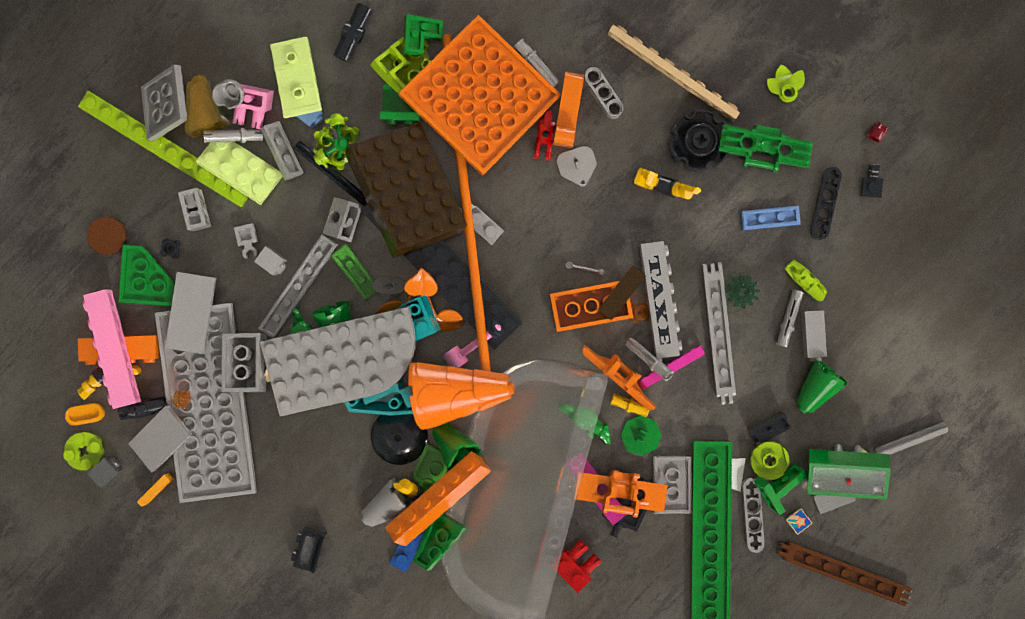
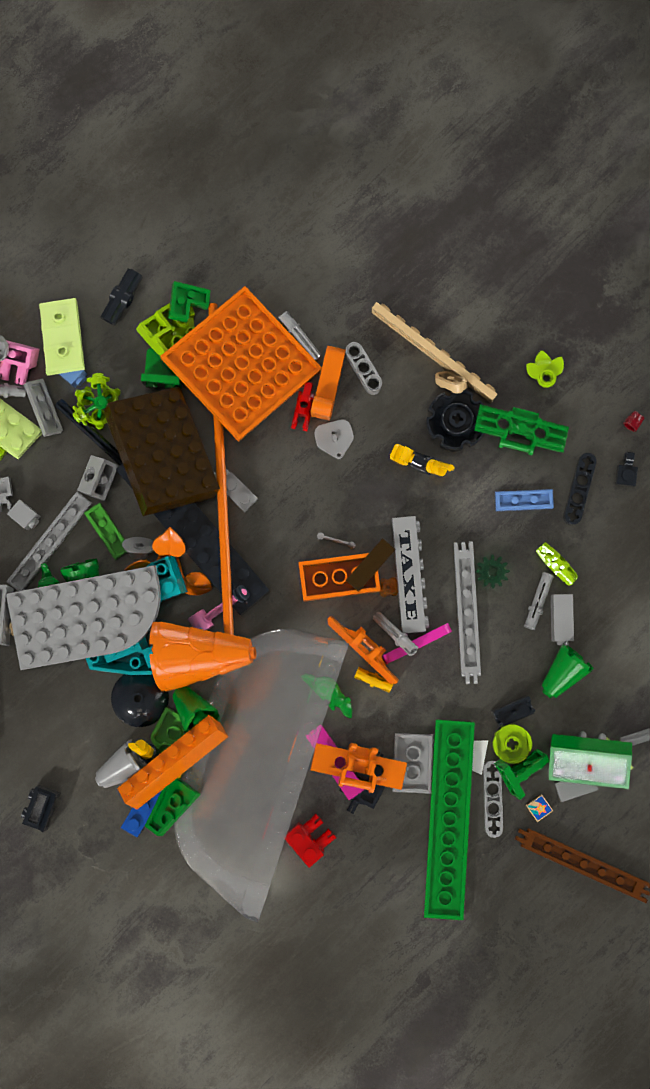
camera: 10 degrees right, 5 degrees down
(641, 435) = (383, 711): green piece -> none
(692, 102) = (451, 381): none -> tan plate

